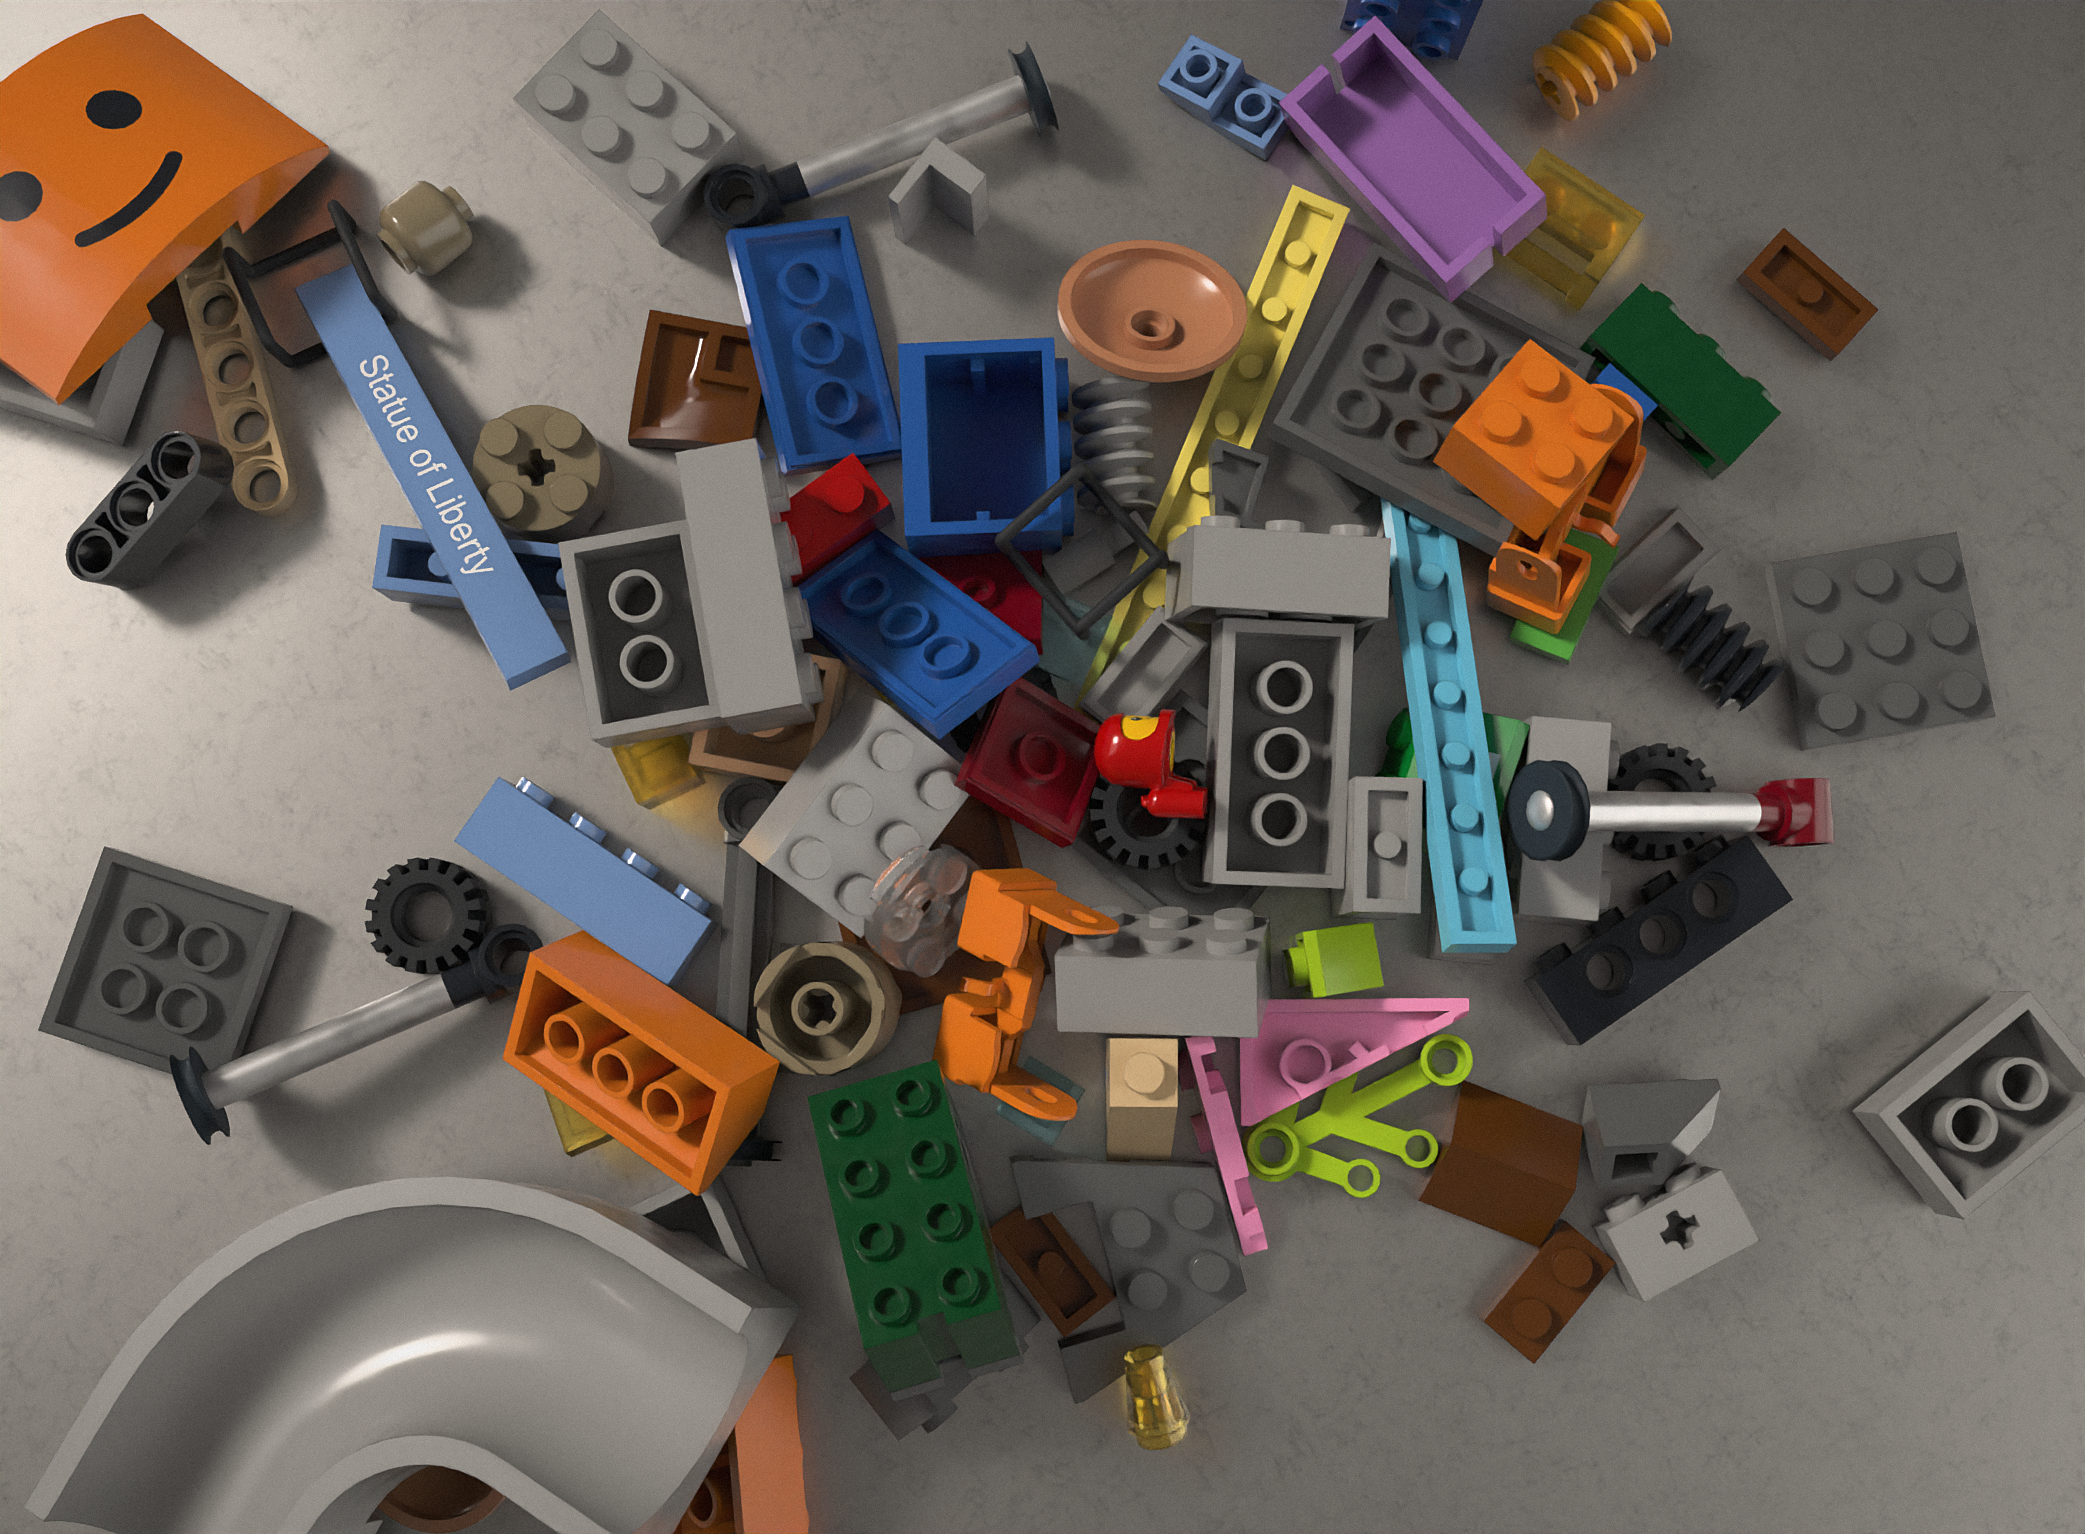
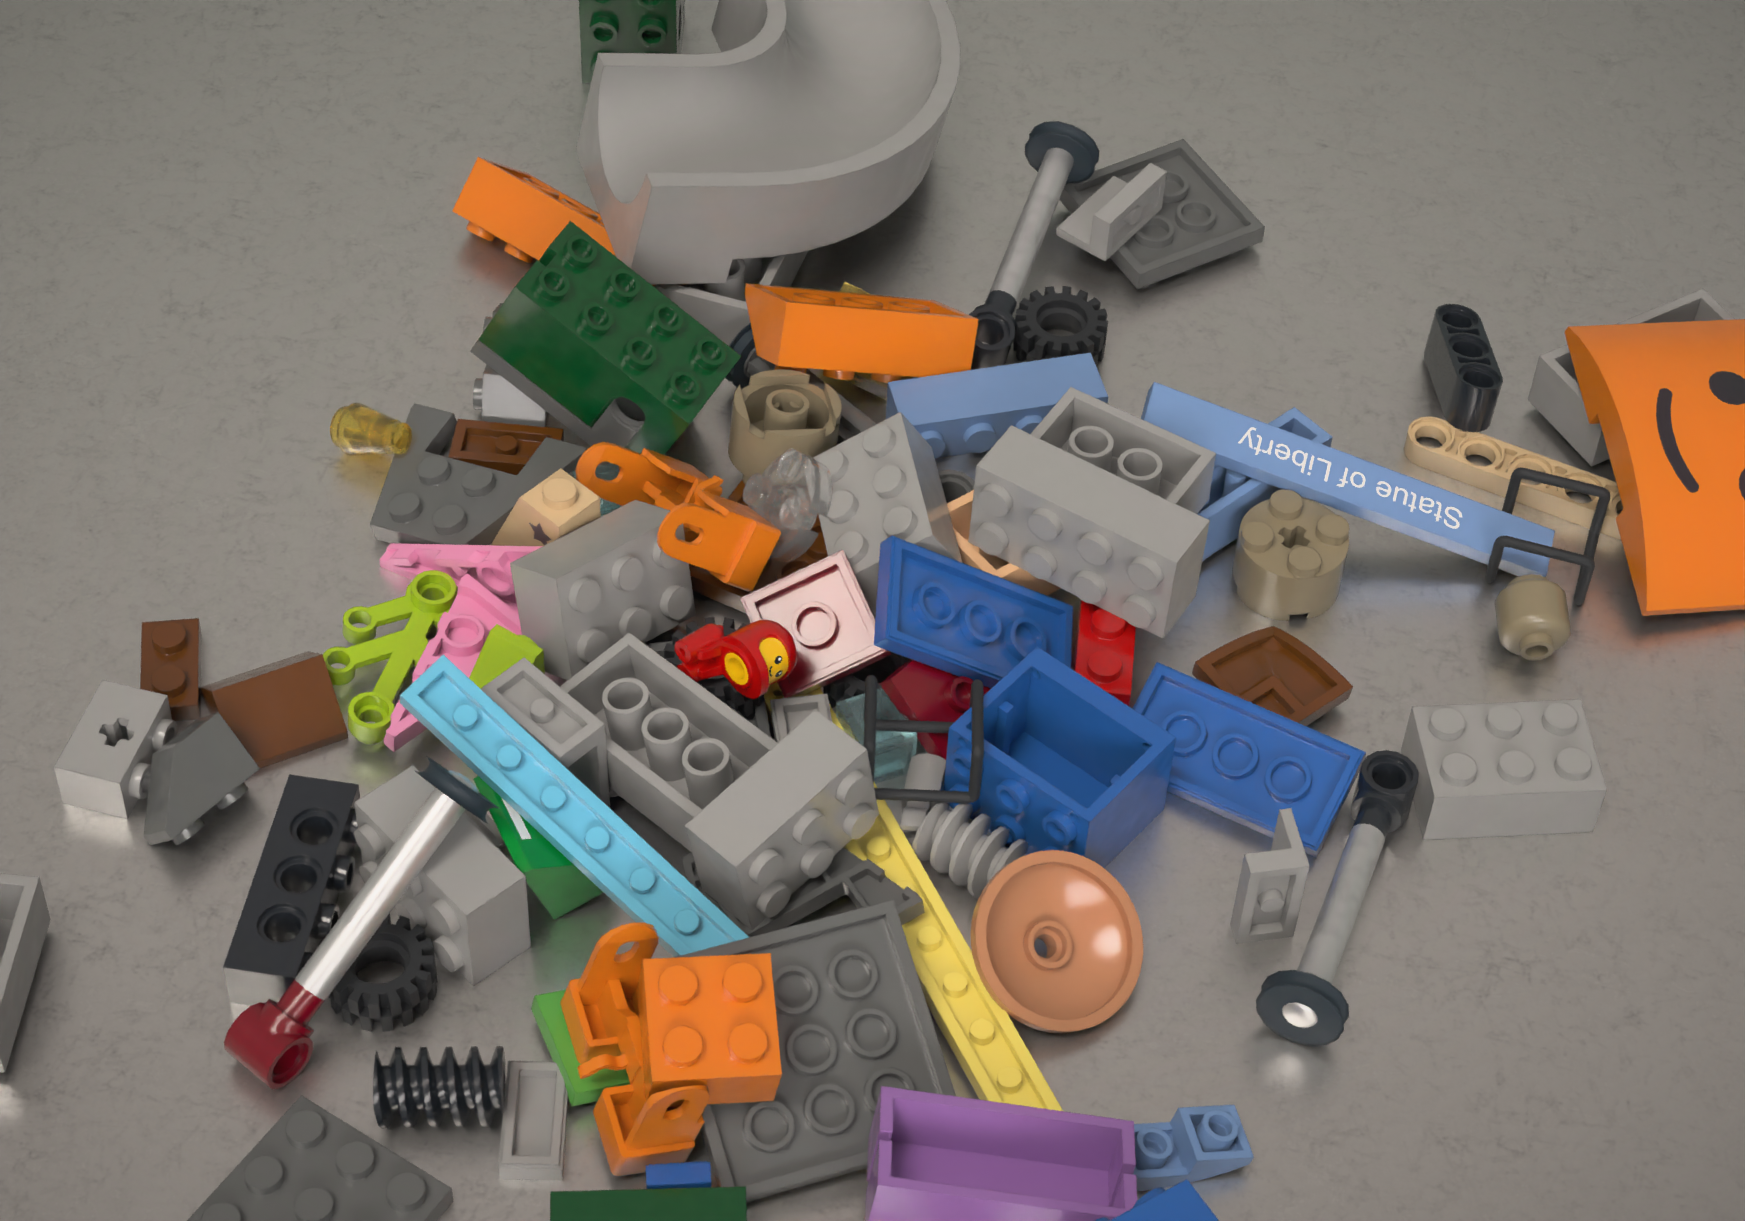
camera: 130 degrees right, 35 degrees down
(228, 993) = (1115, 212): none -> light grey panel

